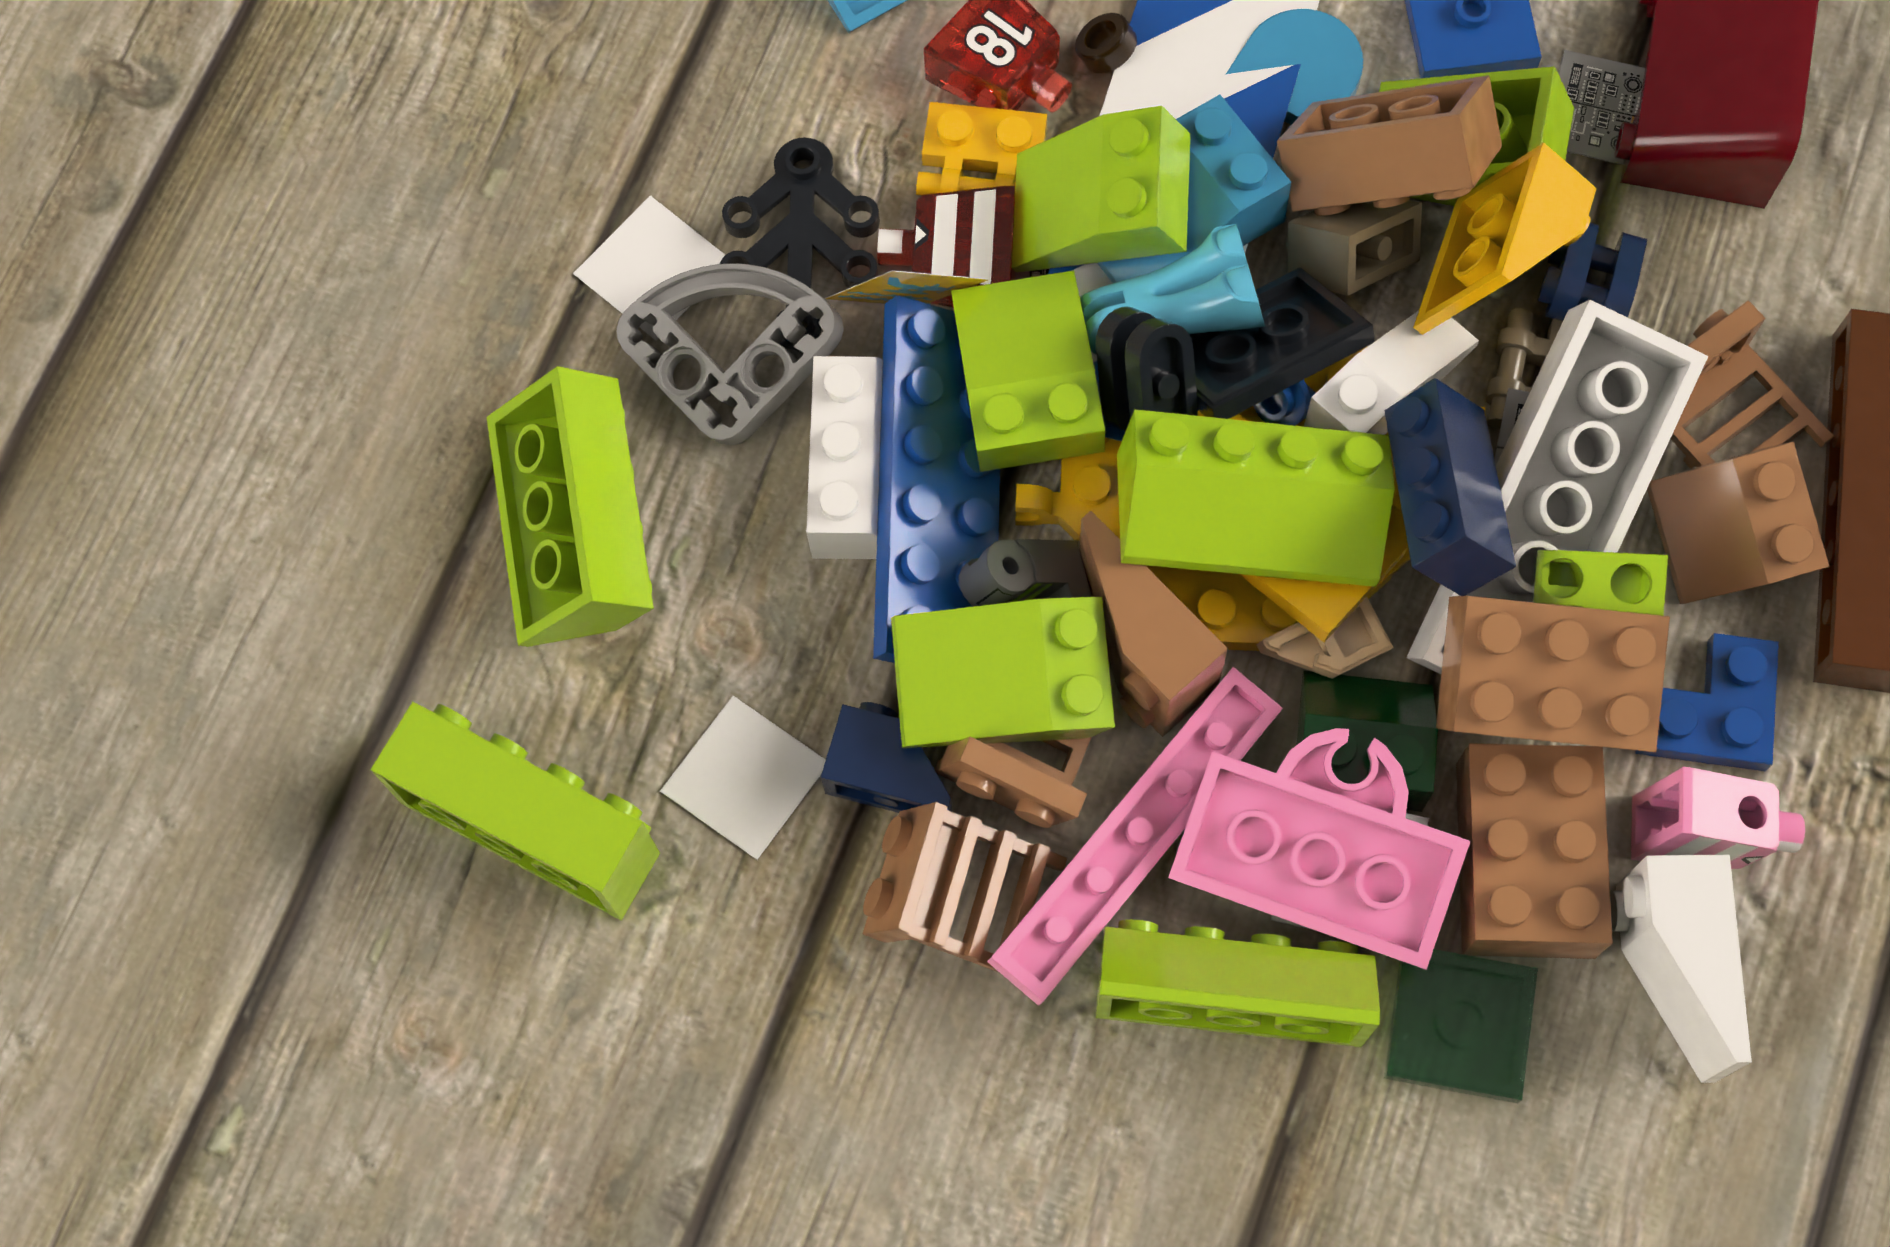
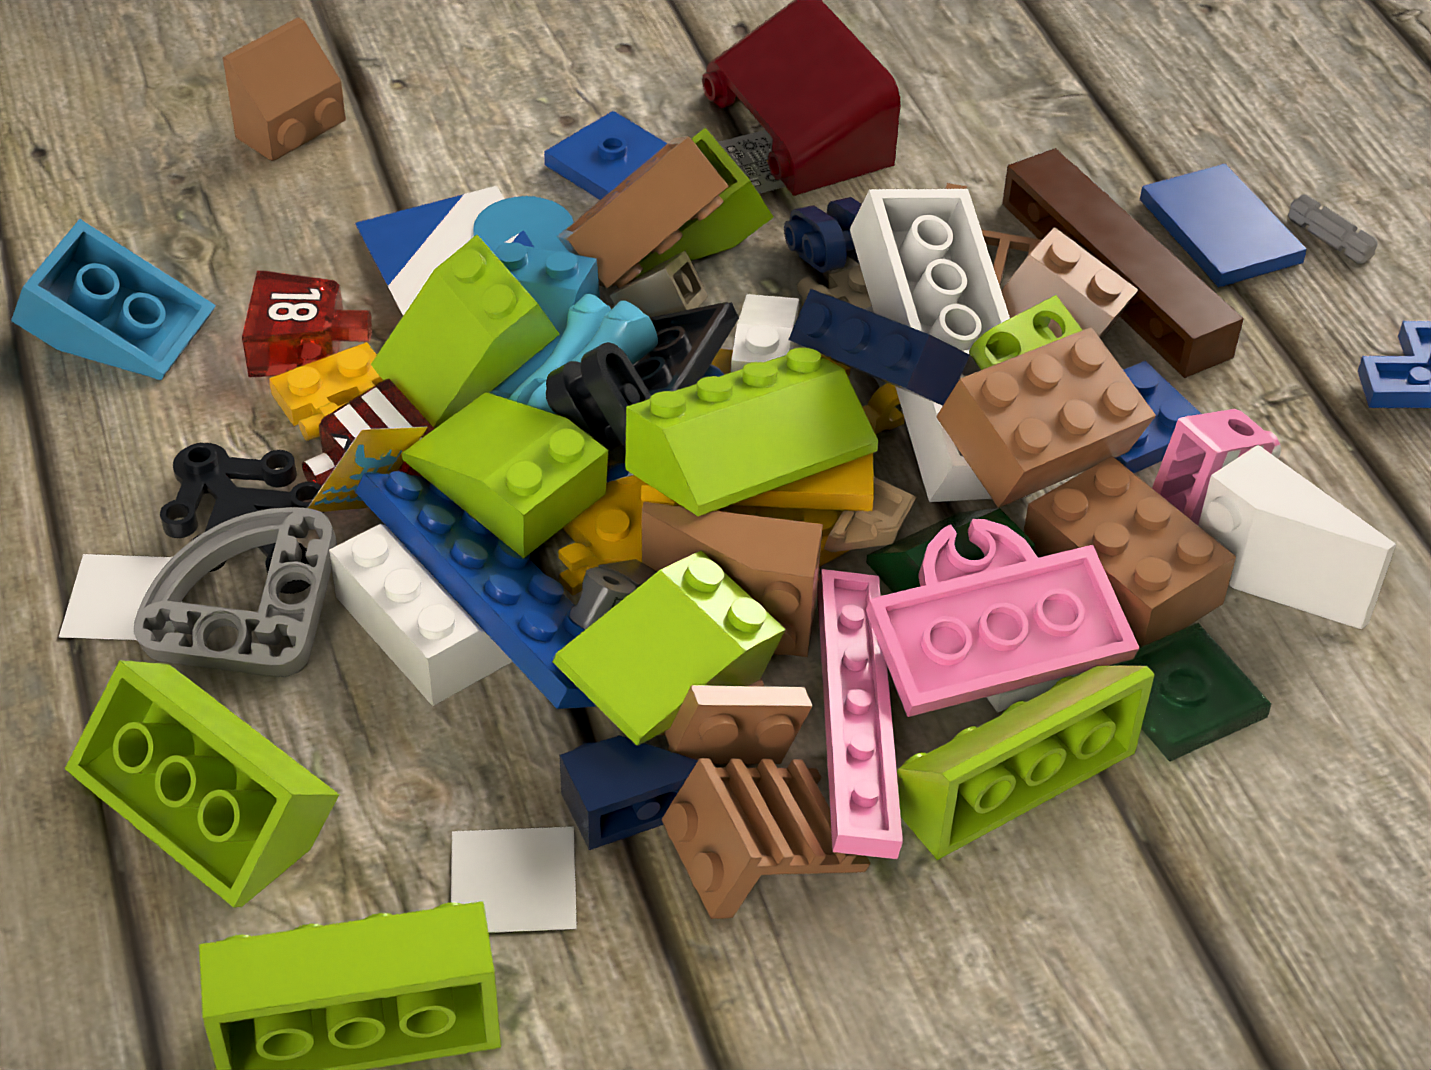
camera: 45 degrees left, 25 degrees down
(1106, 43) = (372, 283): dark brown tile -> none
(1505, 231) = (759, 222): yellow slope -> none

